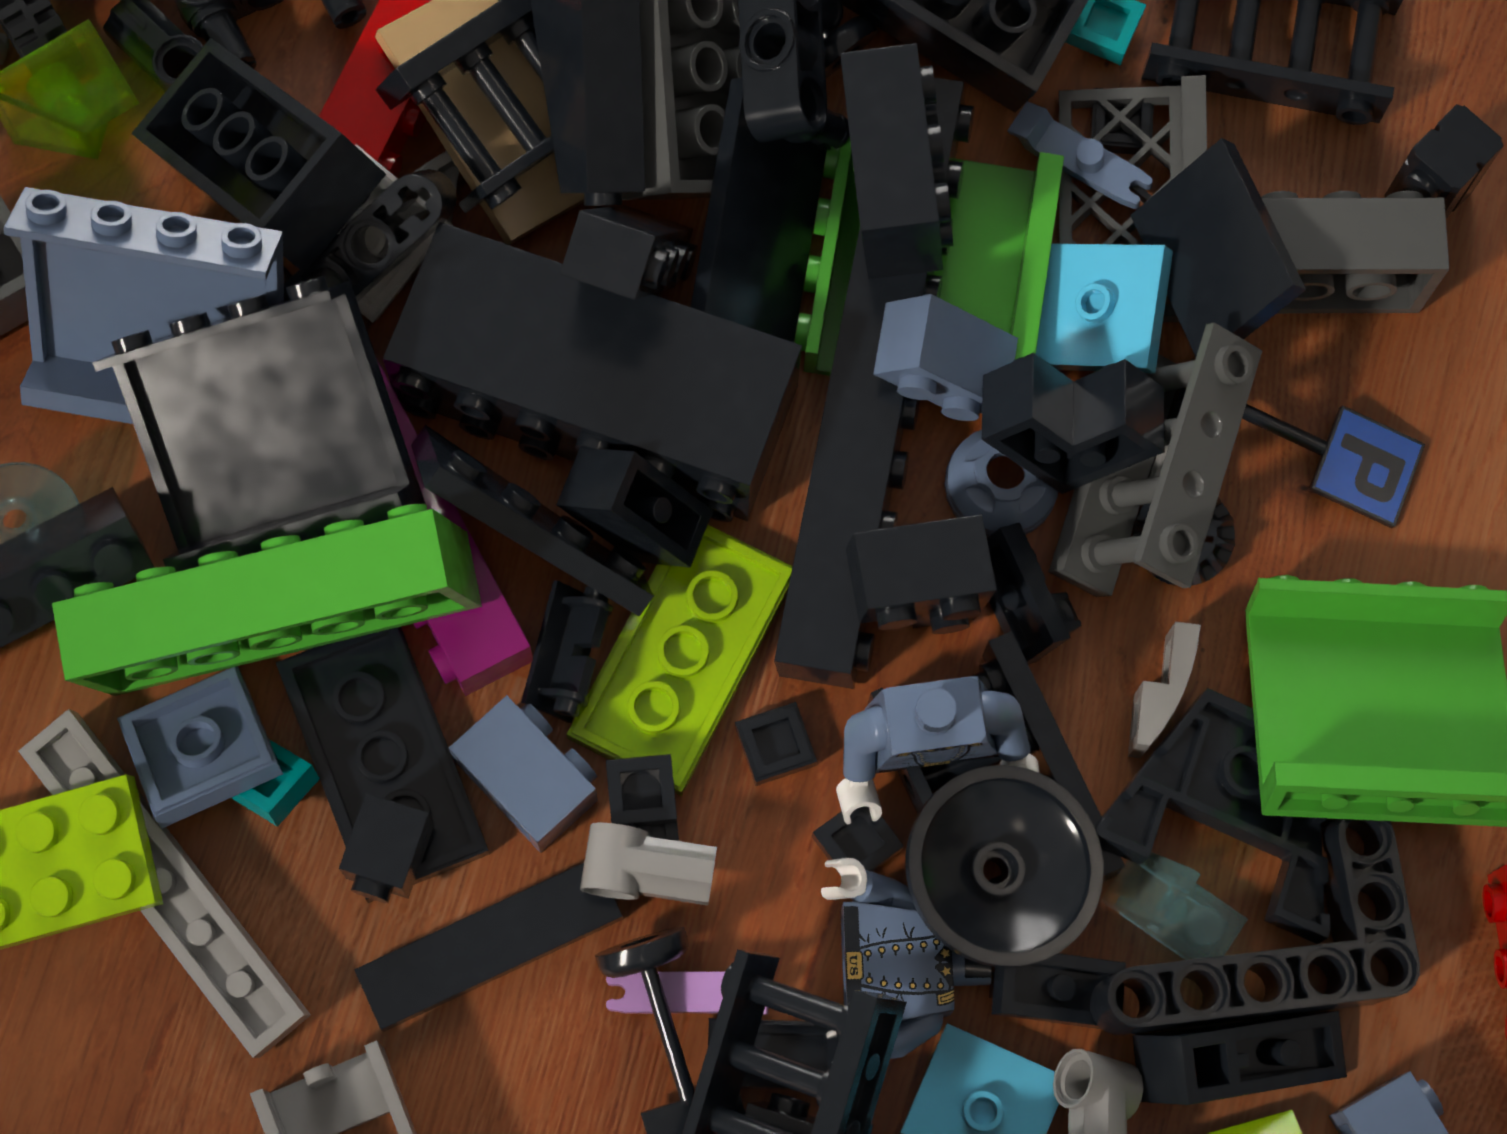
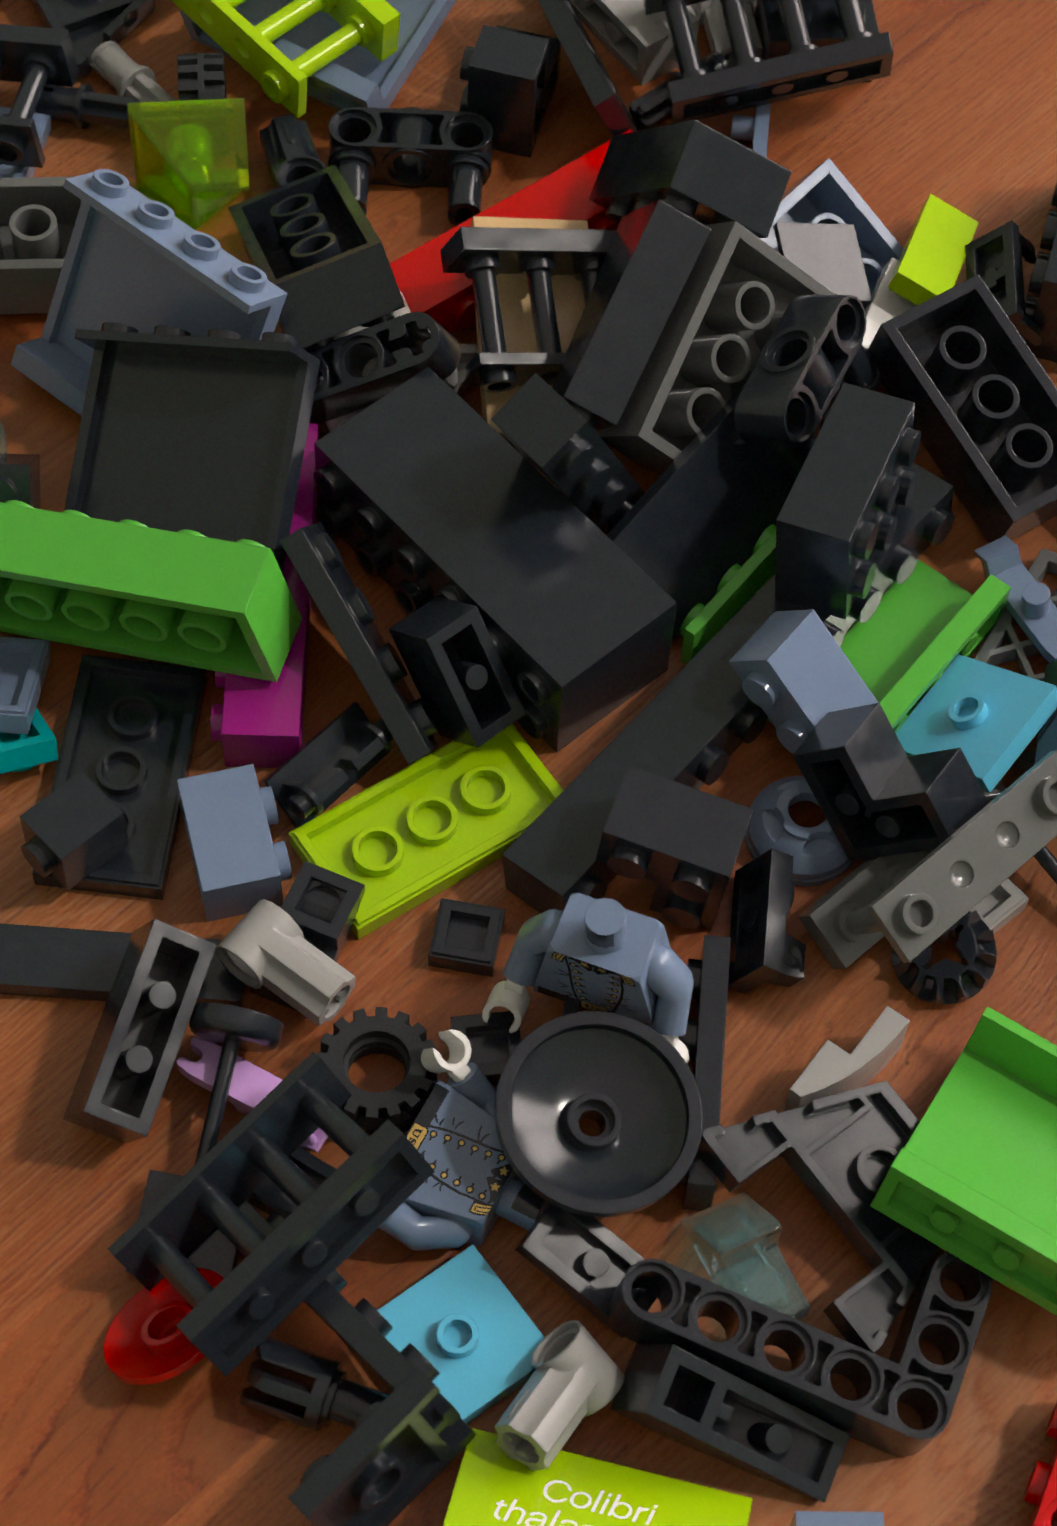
camera: 30 degrees right, 15 degrees down
(565, 1004) = (140, 1032): none -> black brick
(791, 876) = (380, 1036): none -> black tyre

